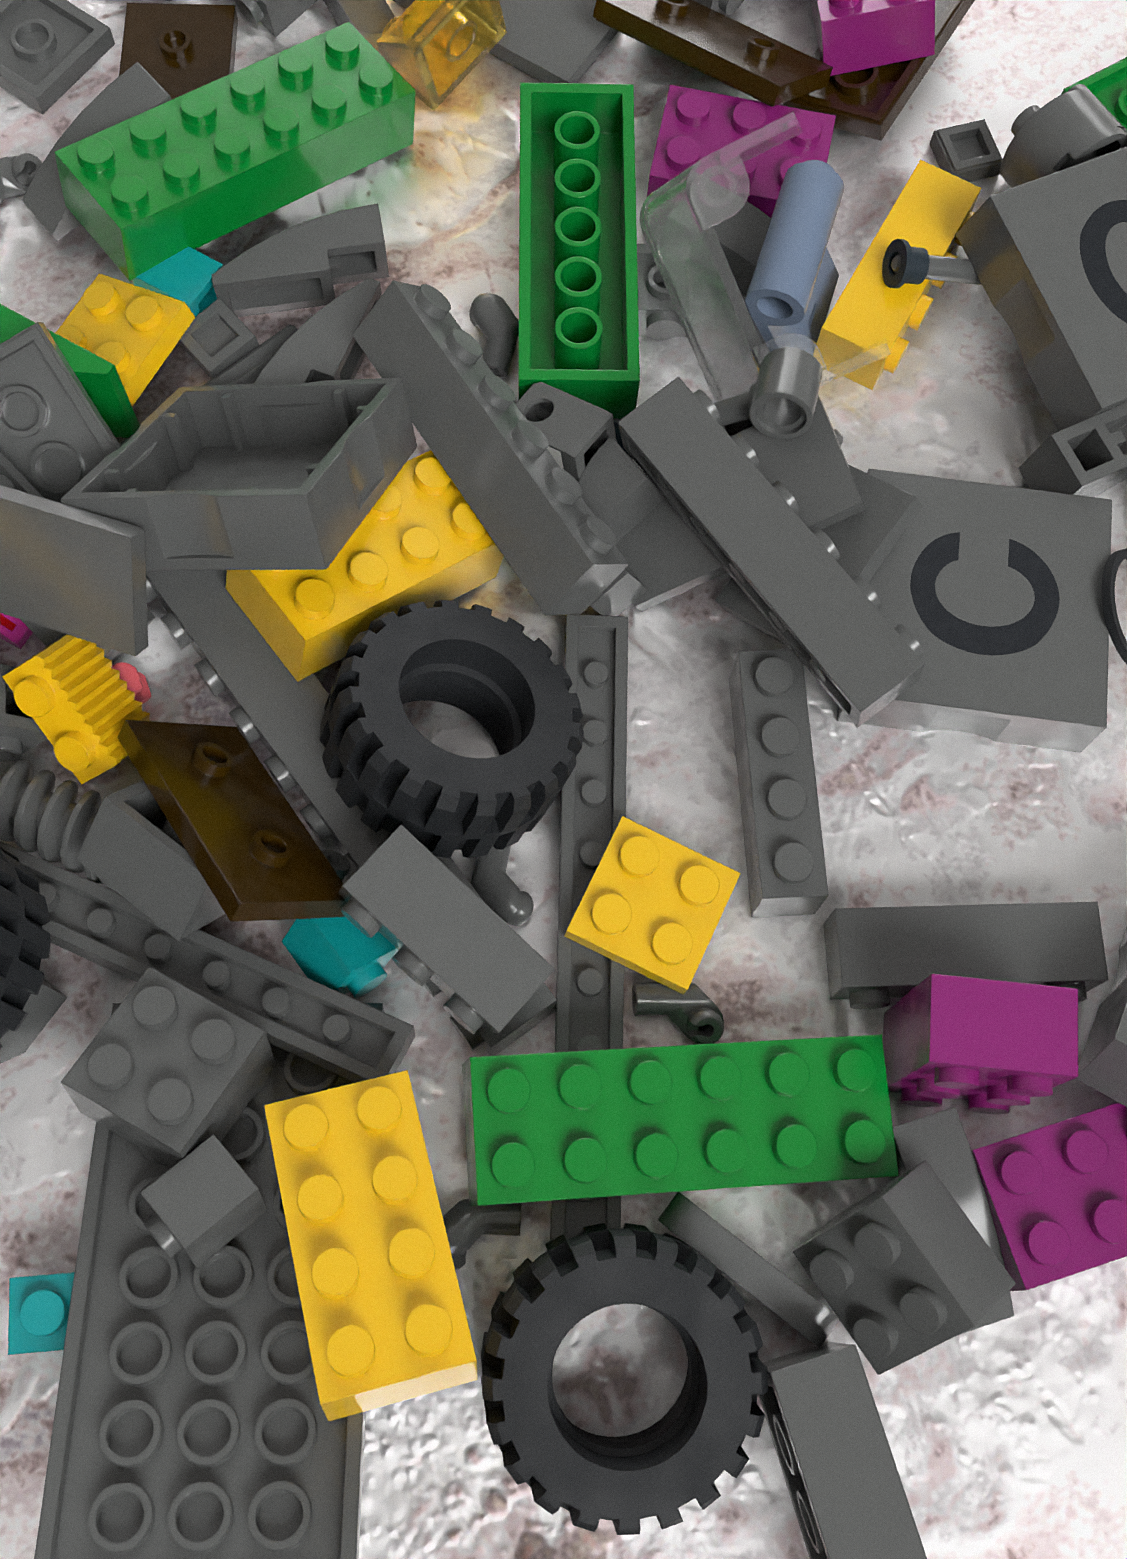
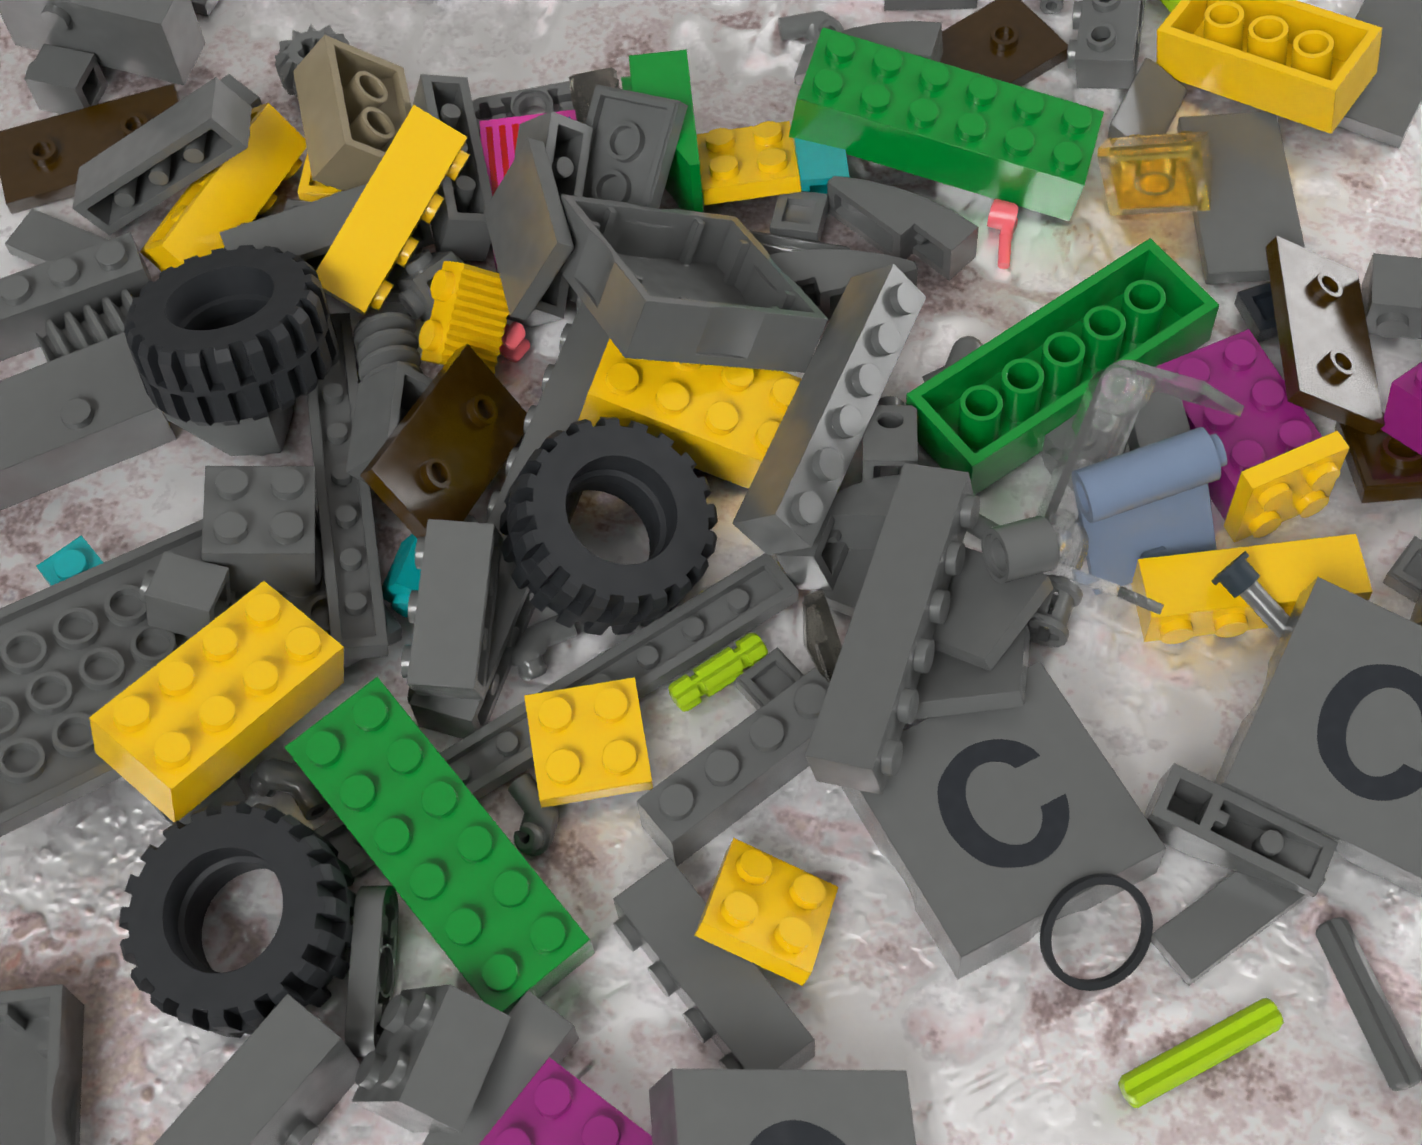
camera: 65 degrees right, 10 degrees down
(370, 184) = (1004, 218): none -> coral hand
(642, 67) = (1258, 311): none -> black plate
(650, 743) = (717, 672): none -> lime axle
(698, 706) = (767, 678): none -> dark grey tile
(709, 632) = (820, 633): none -> clear smoke tile
(850, 137) = (1285, 487): none -> yellow plate
(941, 860) = (767, 912): none -> yellow plate
(980, 1042) = (621, 1001): magenta brick -> none

